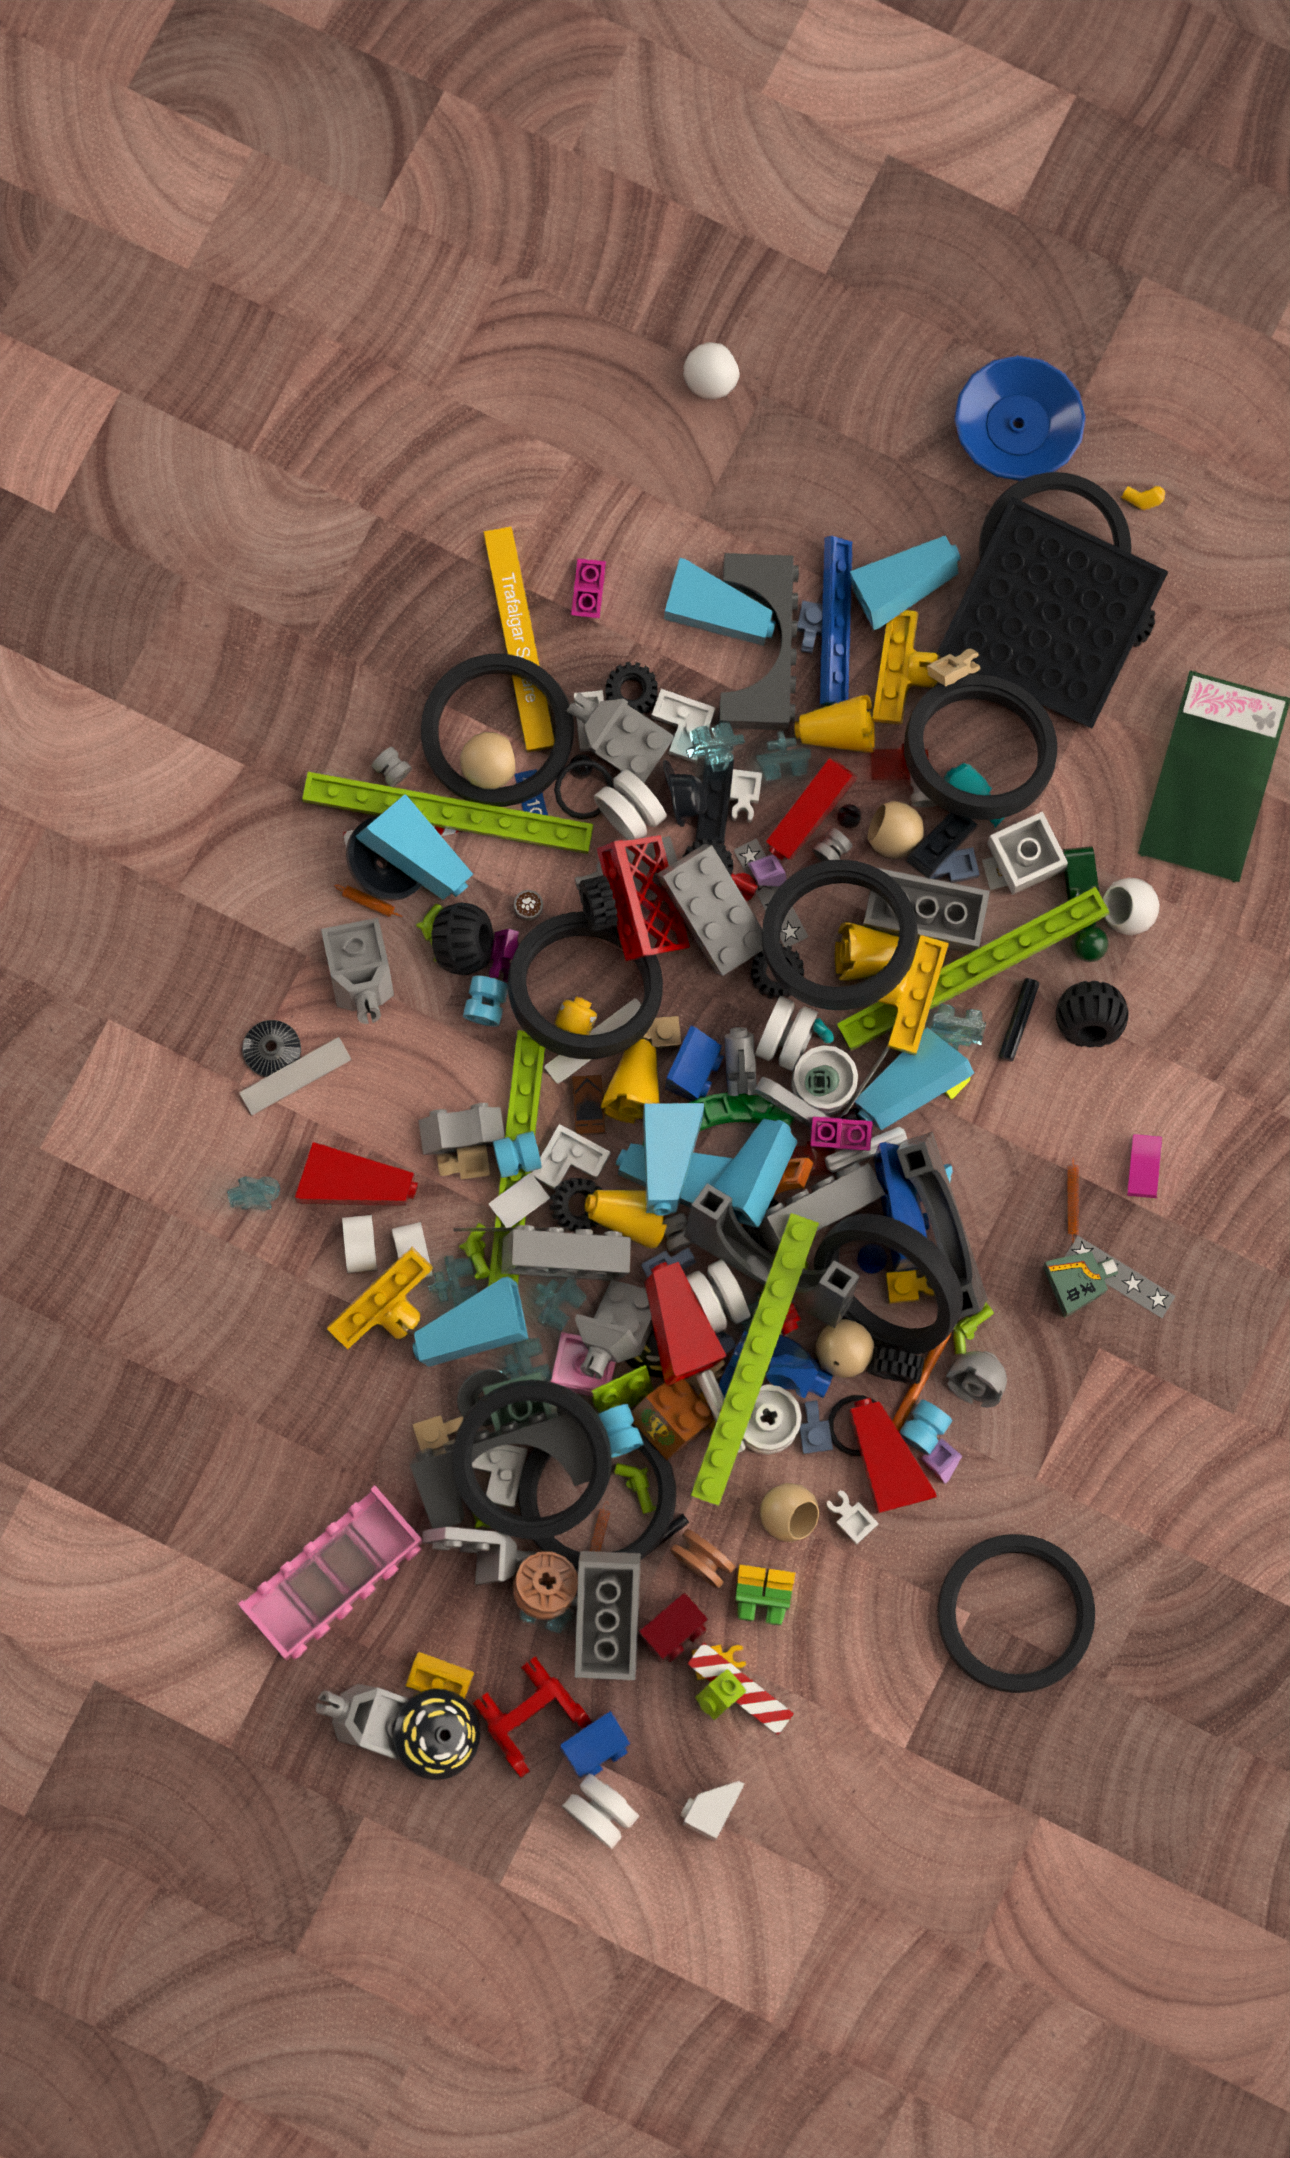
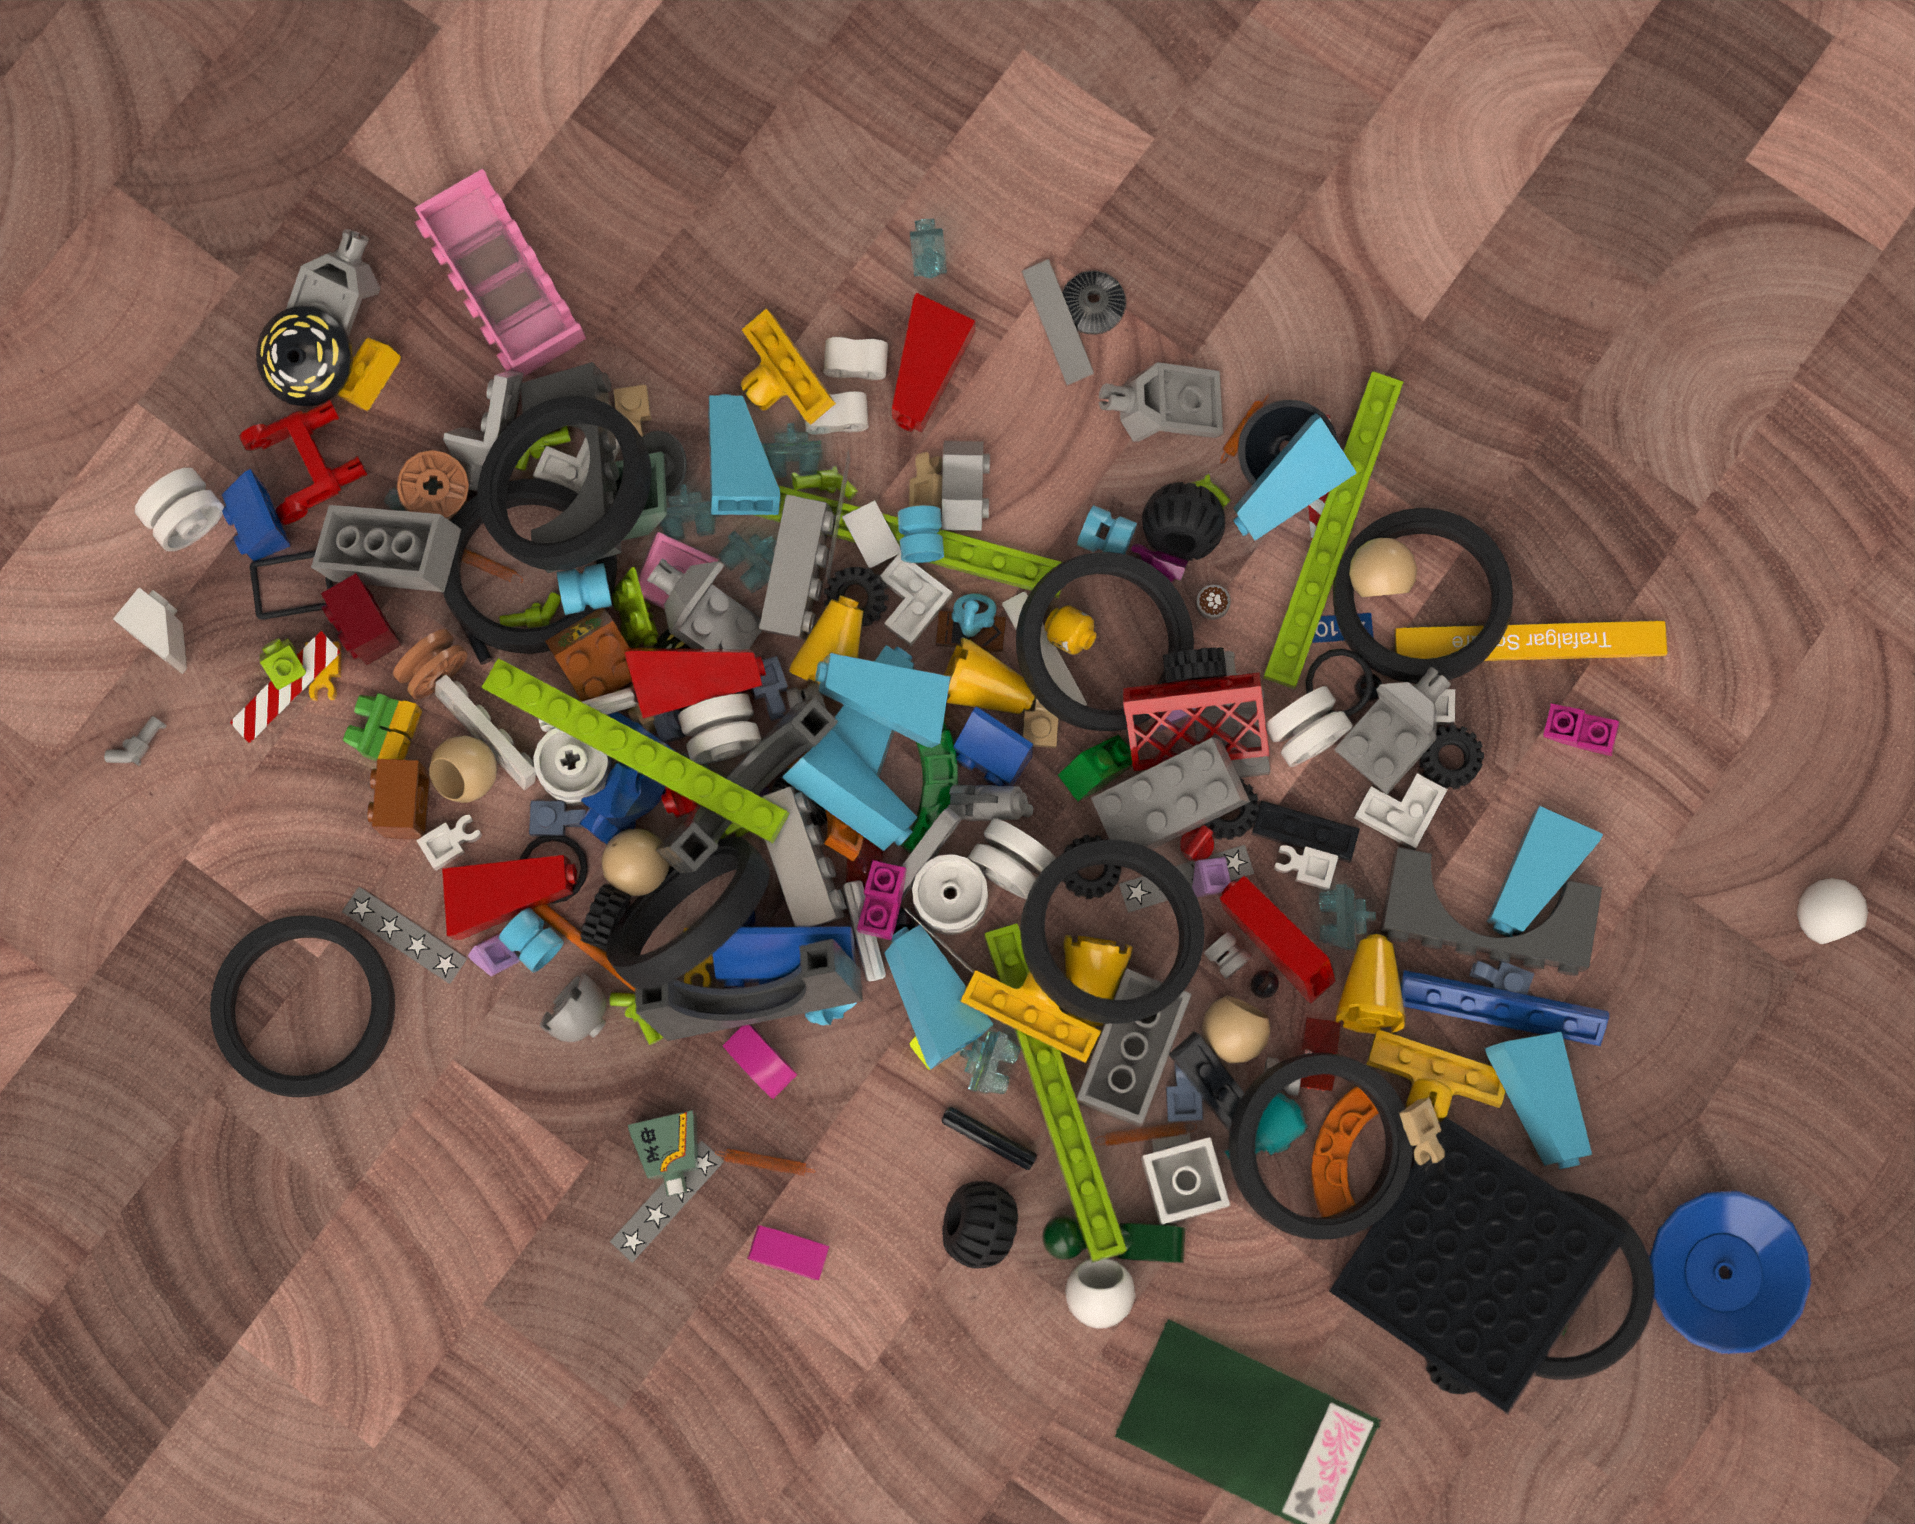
camera: 110 degrees right, 0 degrees up
(391, 767) = (1396, 475): light grey wheel -> none
(581, 1100) = (969, 621): none -> medium azure piece
(612, 1682) = (256, 593): none -> black piece
(687, 794) = (1316, 791): black piece -> none
(692, 978) = (1096, 767): none -> green slope
(717, 748) = (1369, 823): clear light blue hips -> none
(743, 1512) = (478, 723): none -> white plate
(815, 1810) = (136, 746): none -> light grey piece
(823, 1031) = (1007, 899): teal piece -> none
(825, 1076) = (944, 883): sand green wheel -> none
(825, 1561) = (399, 798): none -> dark orange brick
(937, 1542) = (404, 935): none -> light grey sticker
(977, 743) = (1333, 1148): none -> orange tile
(991, 1217) = (760, 1060): none -> dark pink slope
(994, 895) = (1146, 1136): none -> orange piece
(1146, 499) = (1609, 1413): yellow arm -> none

